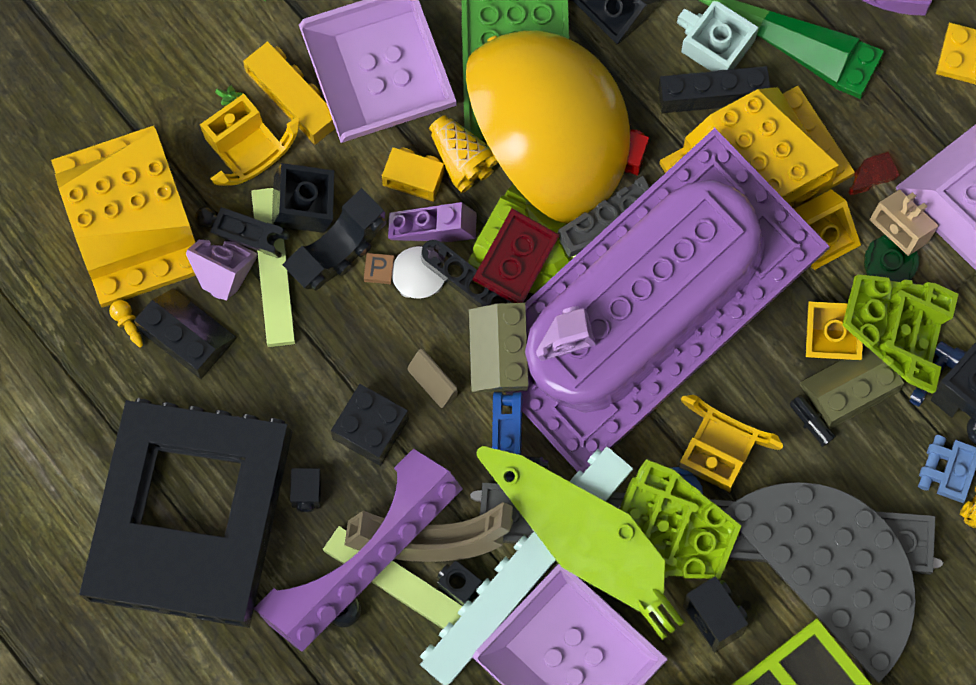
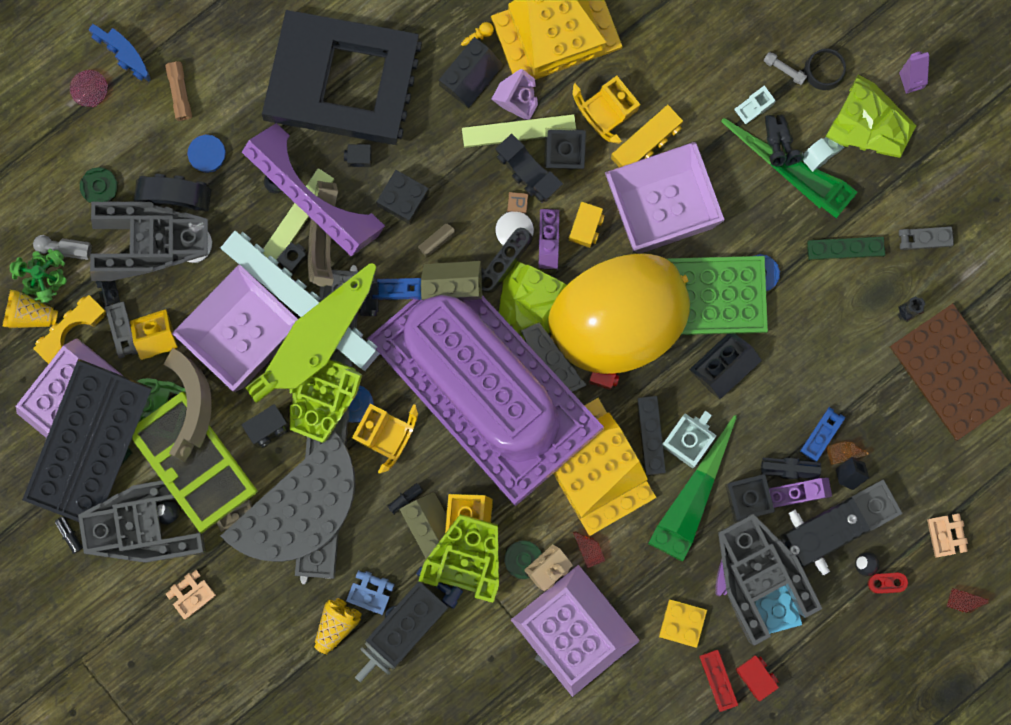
camera: 90 degrees right, 10 degrees up
(228, 96) = (643, 98): bright green plant -> none
(242, 229) = (542, 108): black plate -> none
(462, 153) = (599, 252): yellow cone -> none
(515, 257) = (518, 292): dark red tile -> none
(567, 334) = (443, 319): lavender slope -> none
(833, 223) = (545, 511): yellow slope -> none

